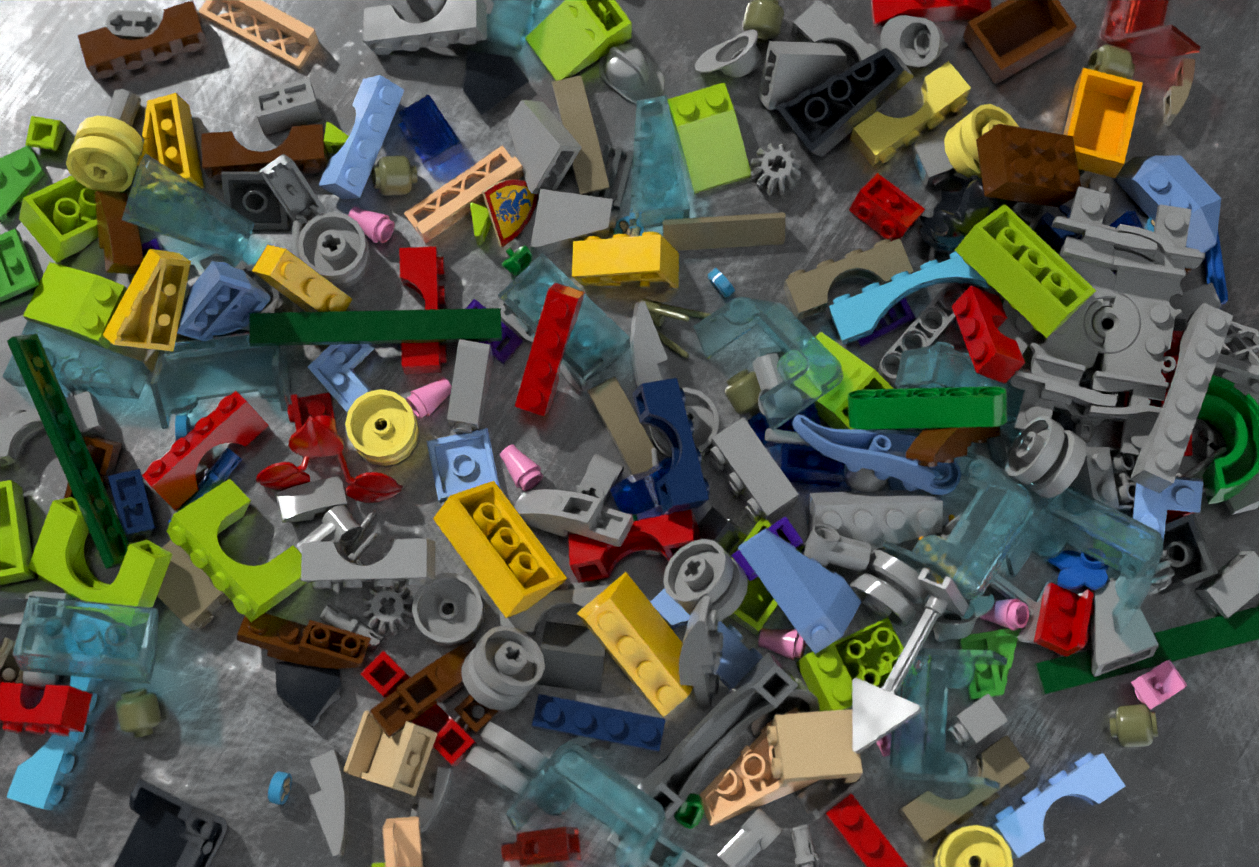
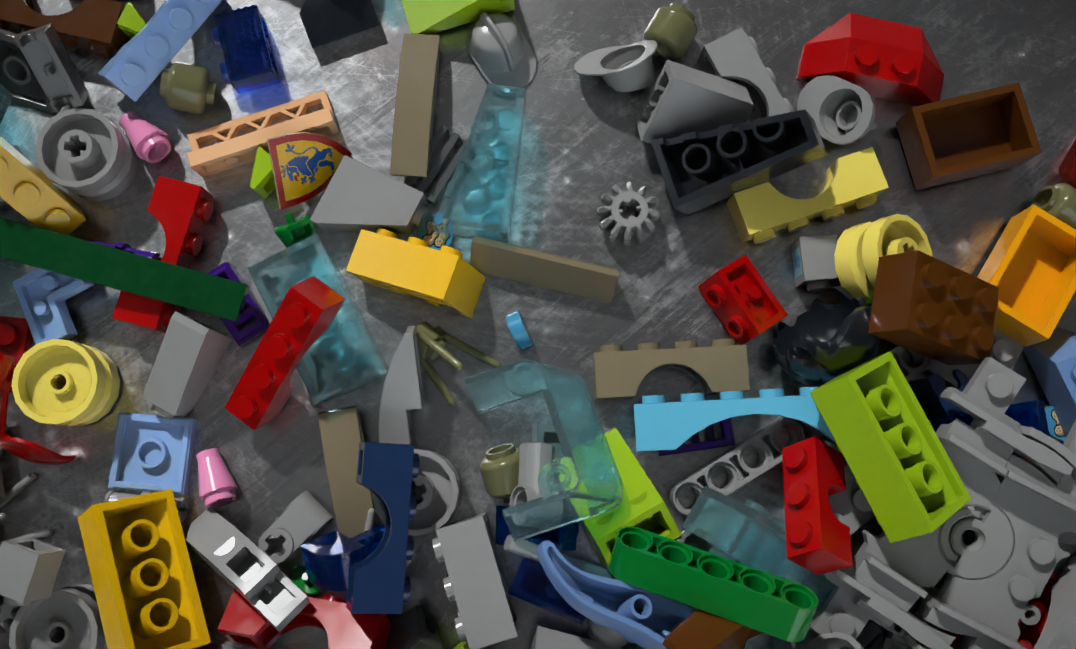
camera: 15 degrees right, 5 degrees up
(429, 397) = (133, 362): bright pink cone -> none
(541, 145) = (365, 104): light grey slope -> none
(709, 138) = (562, 152): lime slope -> none

